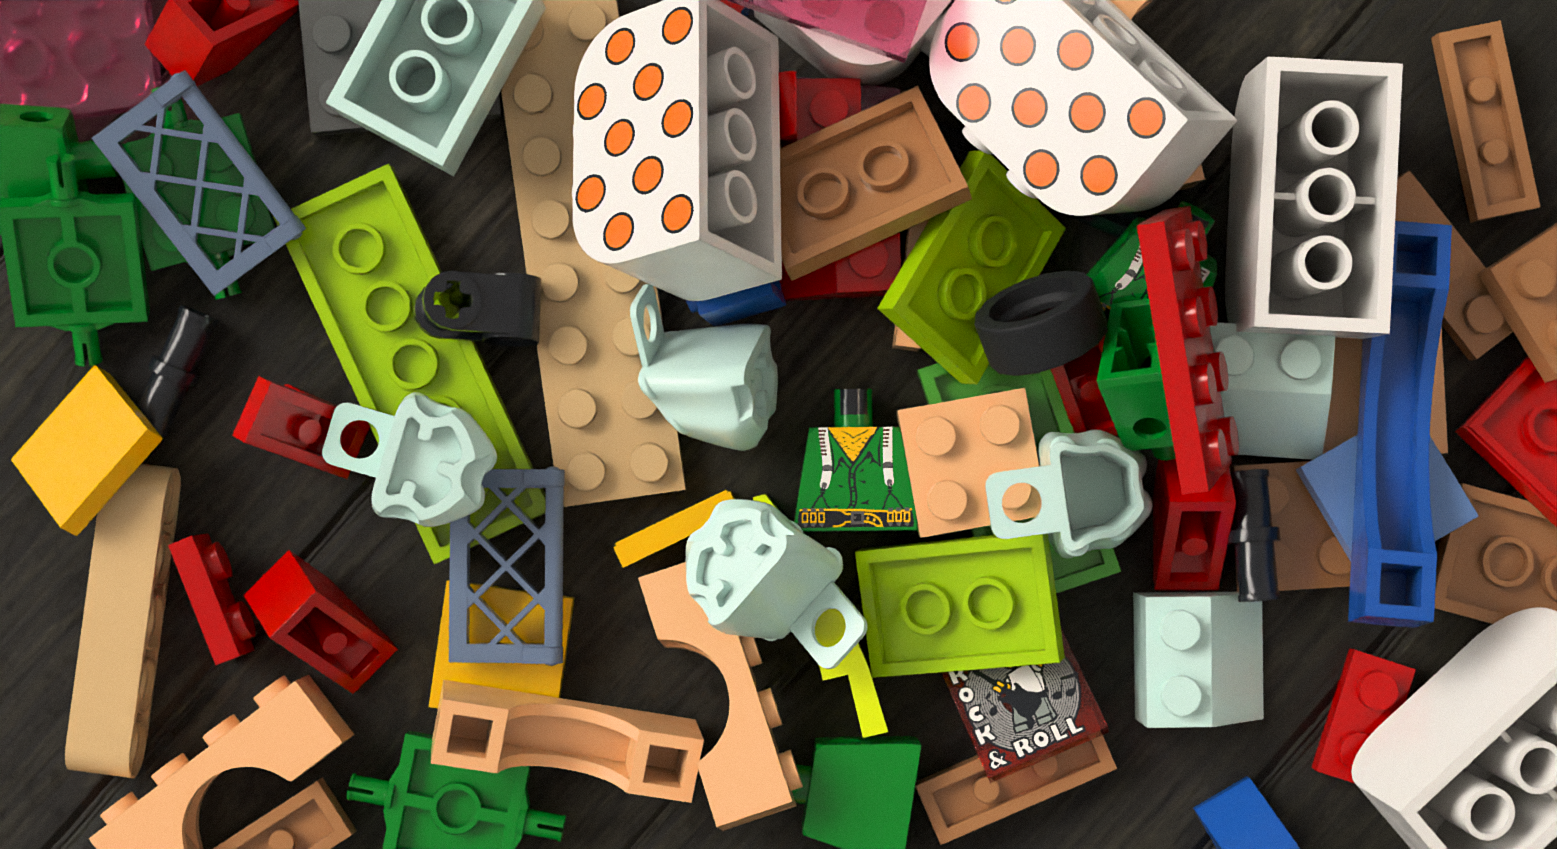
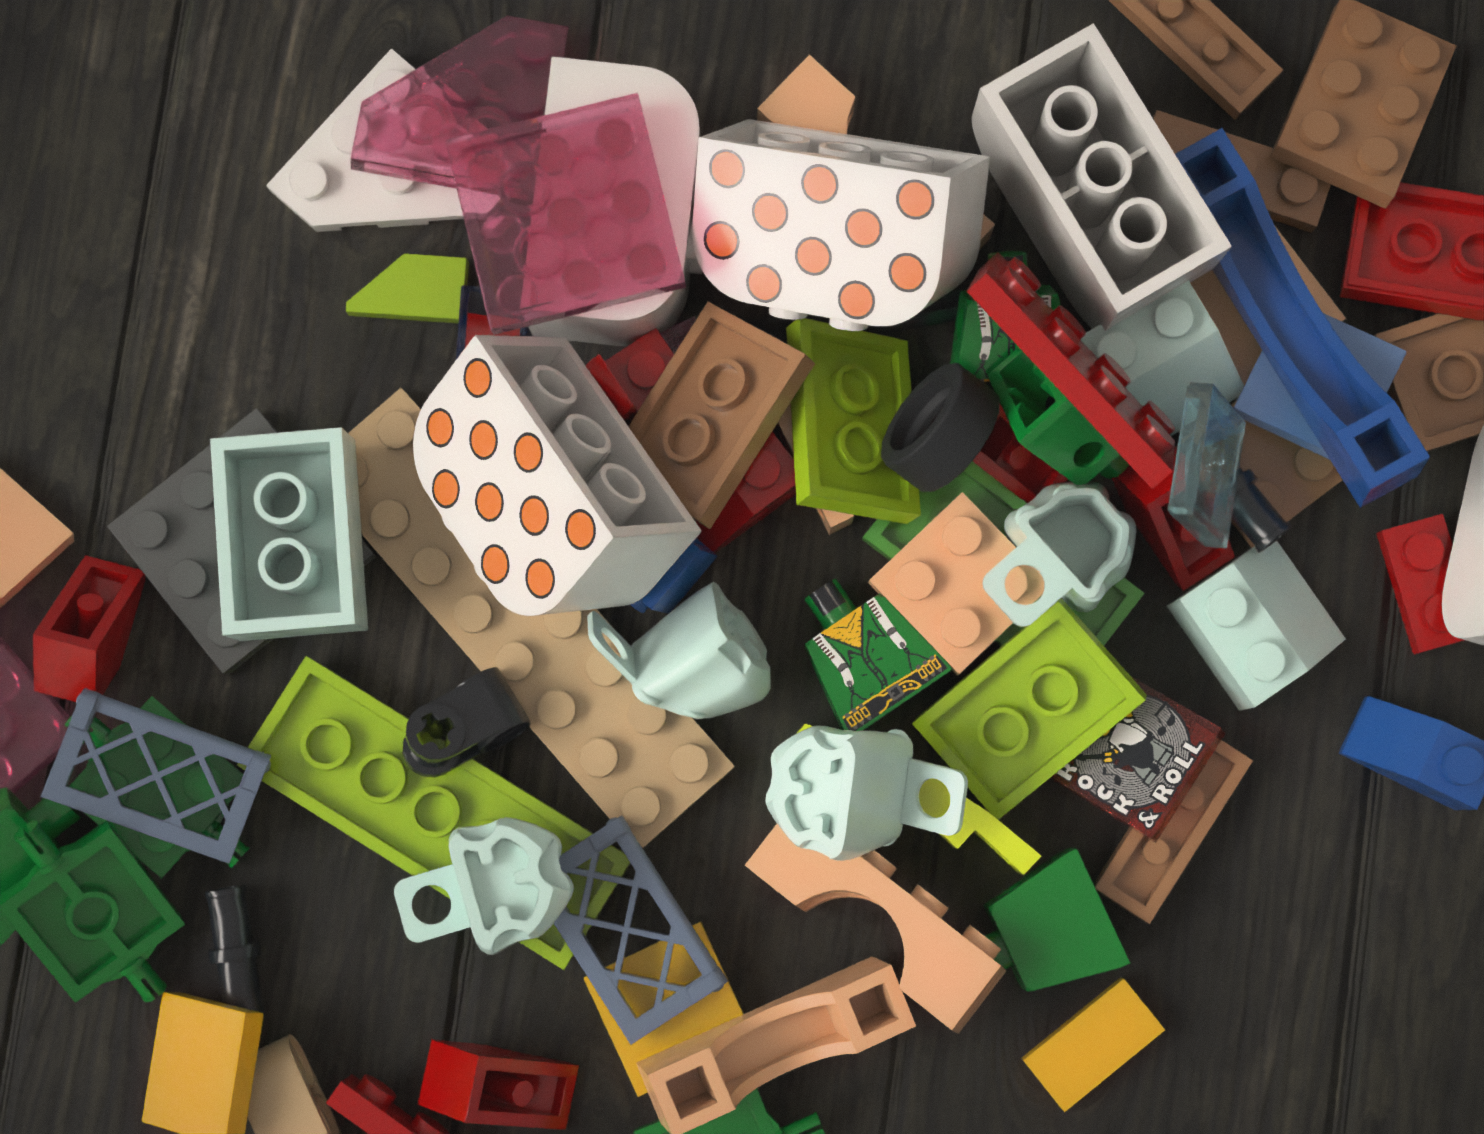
camera: 30 degrees left, 5 degrees down
(295, 425) = (369, 929): red slope -> none
(668, 530) = (743, 809): yellow tile -> none
(1242, 503) = (1207, 465): none -> clear light blue tile

